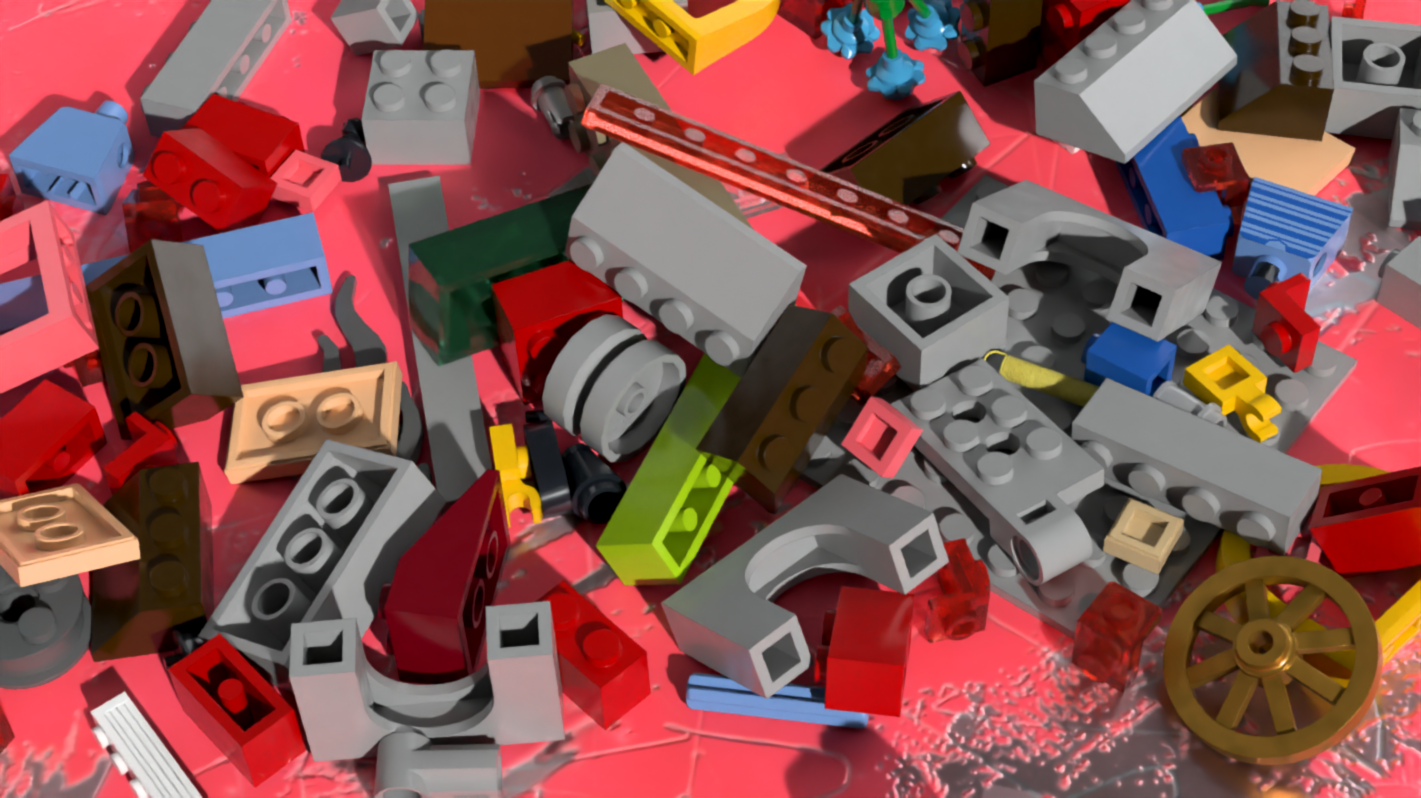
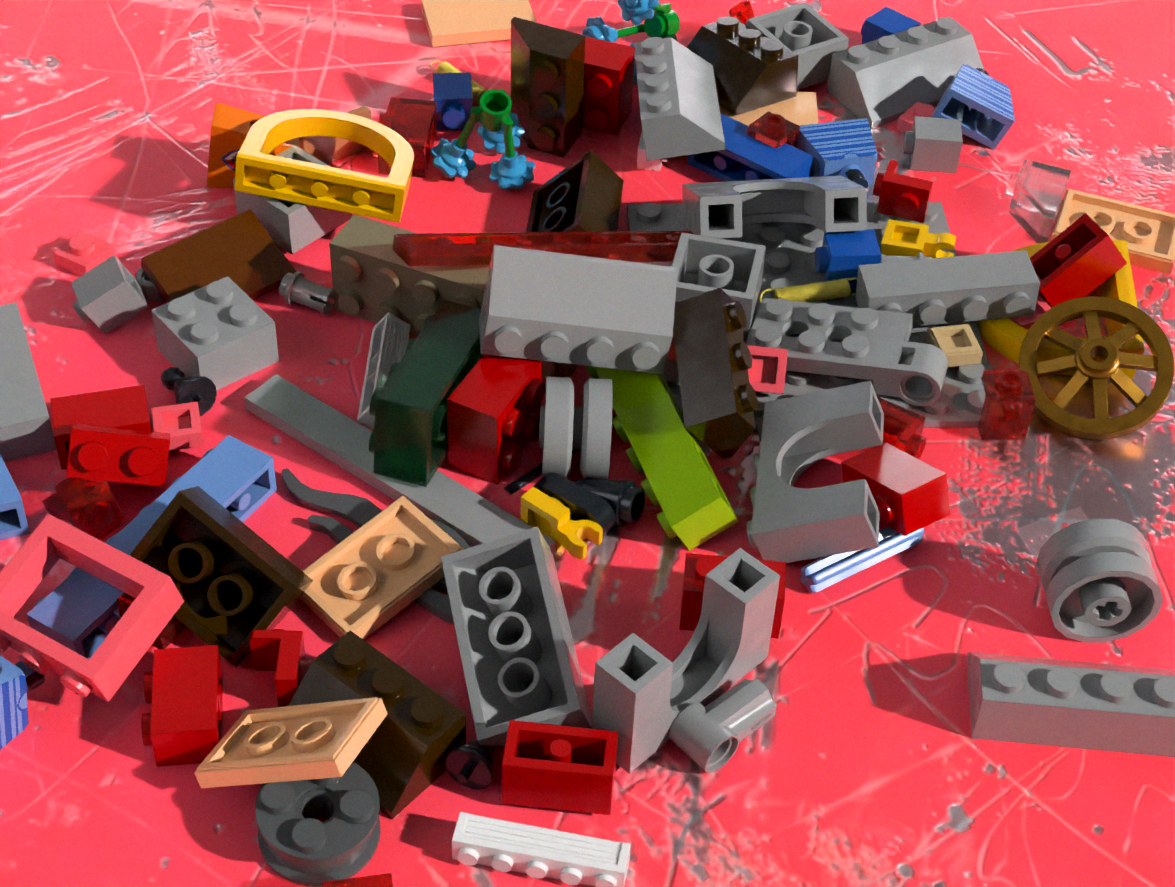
camera: 45 degrees left, 5 degrees down
(443, 586) = (620, 592): dark red slope -> none

